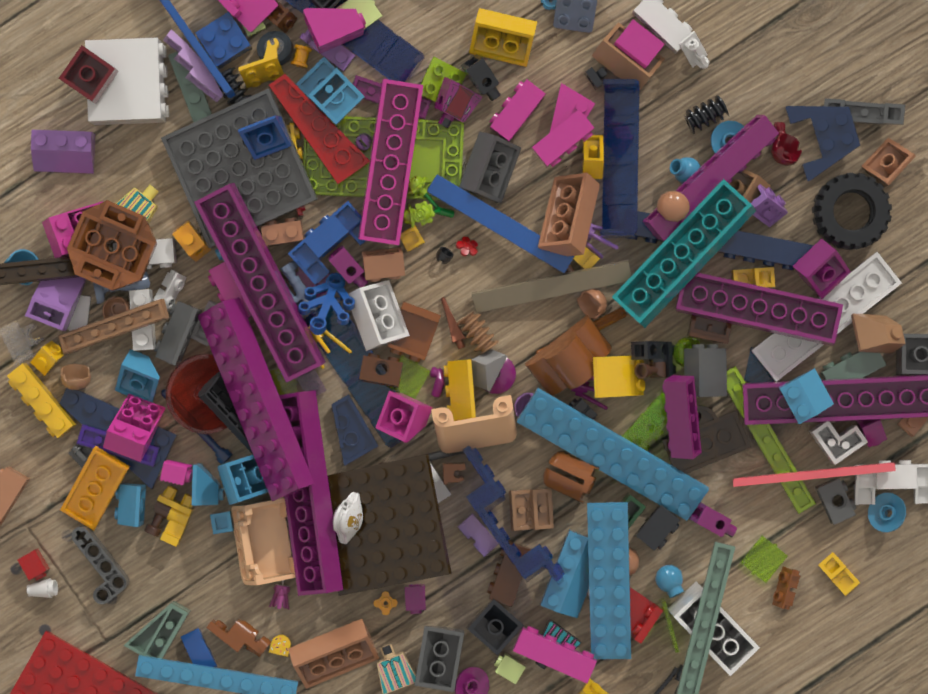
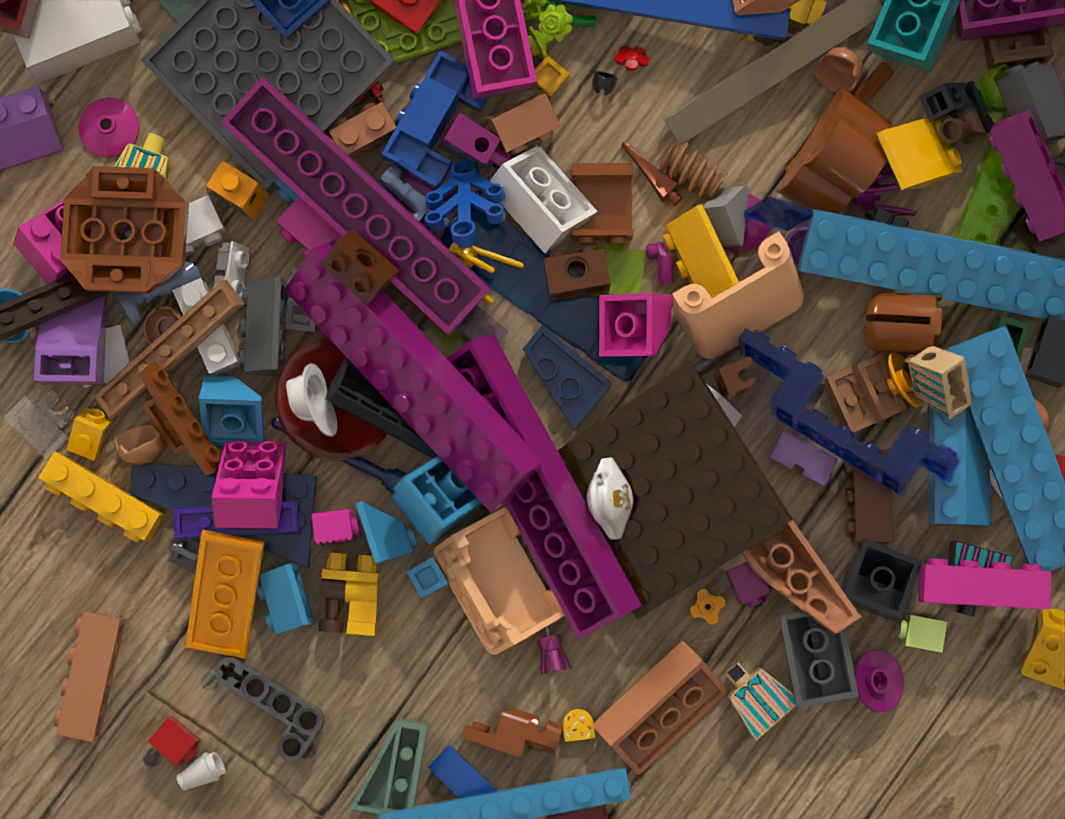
camera: 25 degrees left, 5 degrees down
(103, 372) = (175, 421): none -> dark orange bracket
(136, 173) = (114, 140): none -> dark pink dish
(187, 392) = (308, 400): none -> white piece
(246, 323) = (359, 267): none -> reddish brown brick
(445, 606) = (799, 574): none -> nougat wedge
(516, 381) = (778, 213): none -> clear blue piece
(558, 511) = (901, 380): none -> light orange dish
(575, 521) = (940, 380): none -> tan torso

